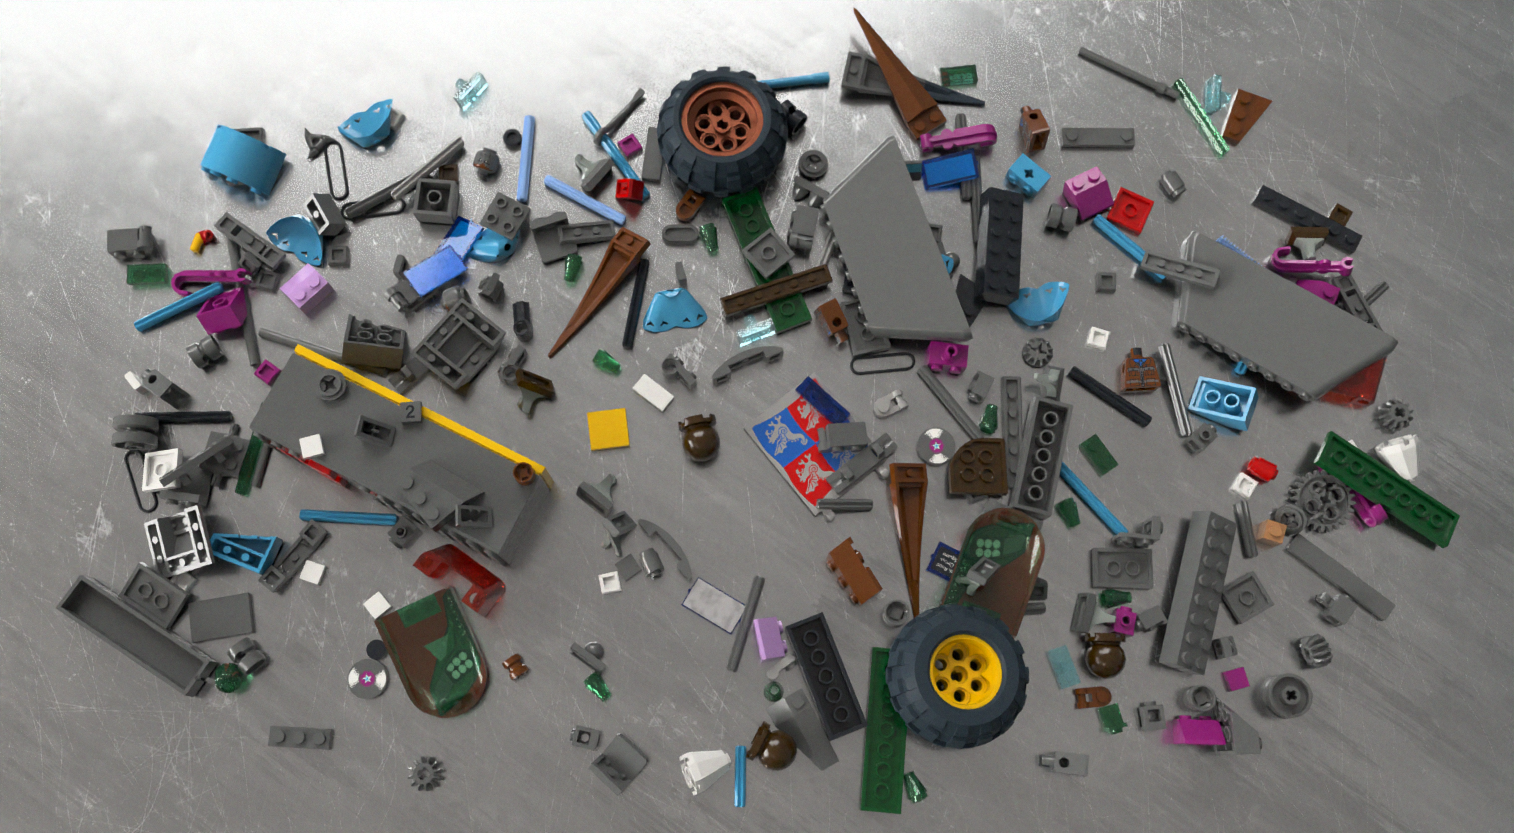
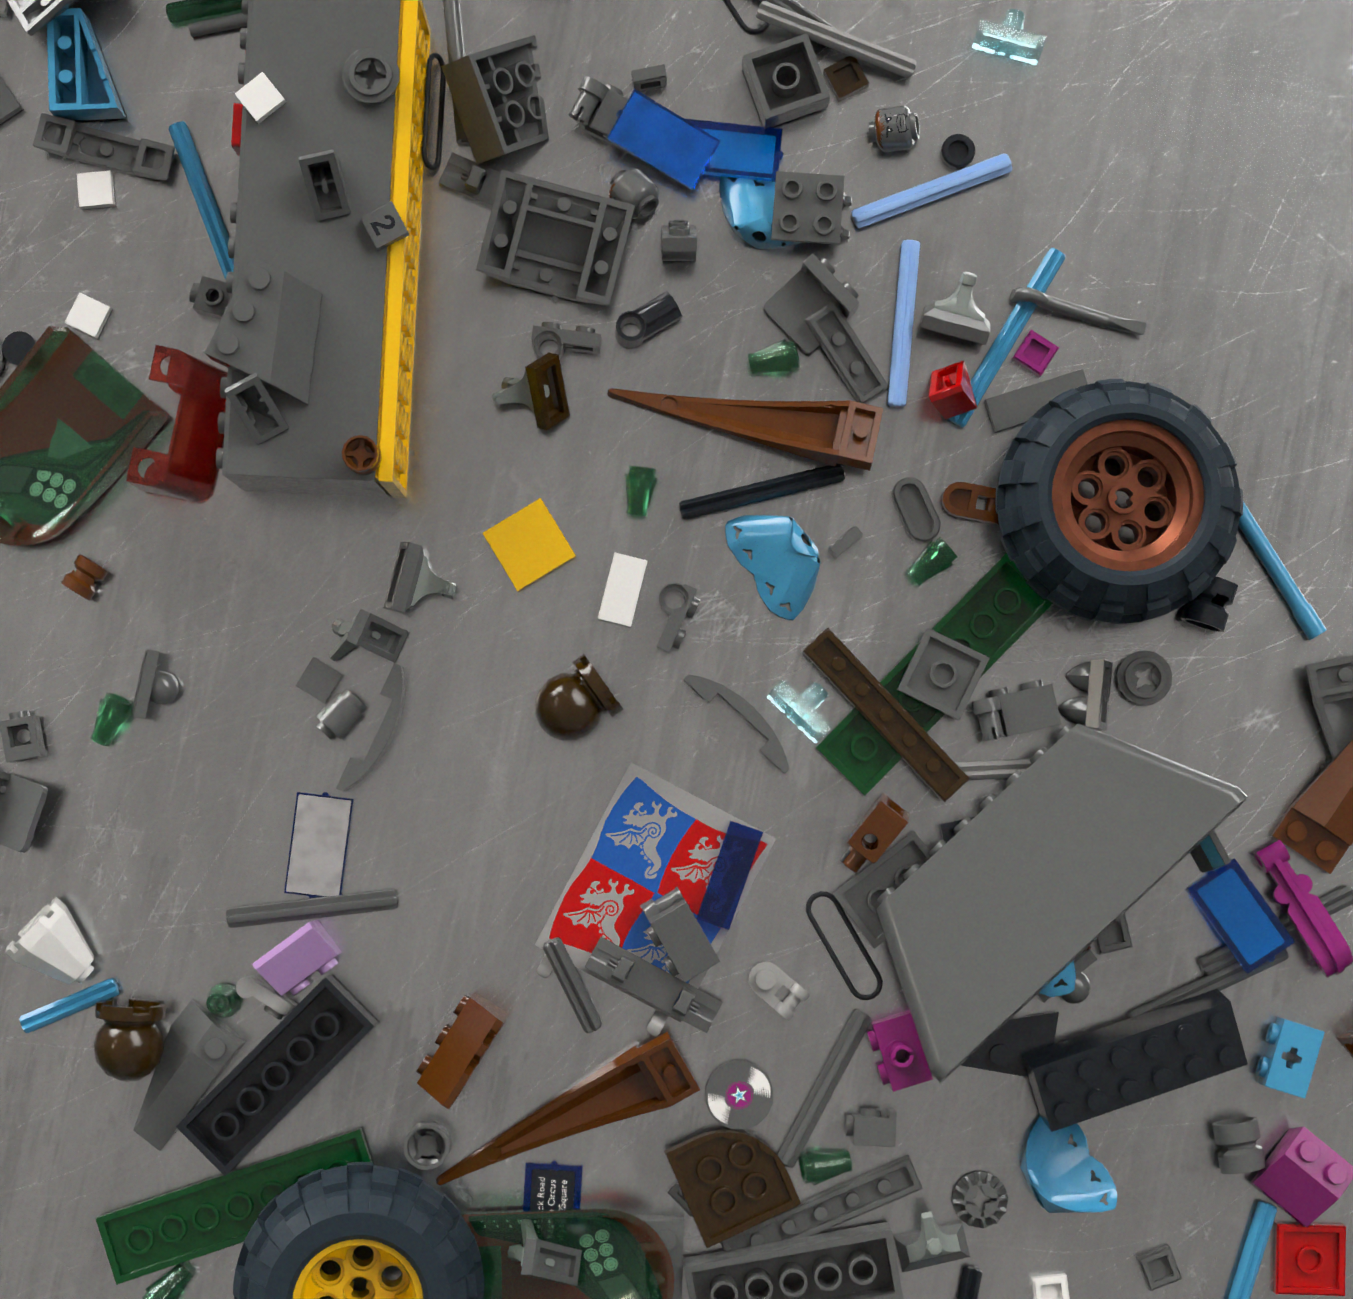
camera: 70 degrees right, 10 degrees up
(610, 583) = (282, 662): white tile -> none

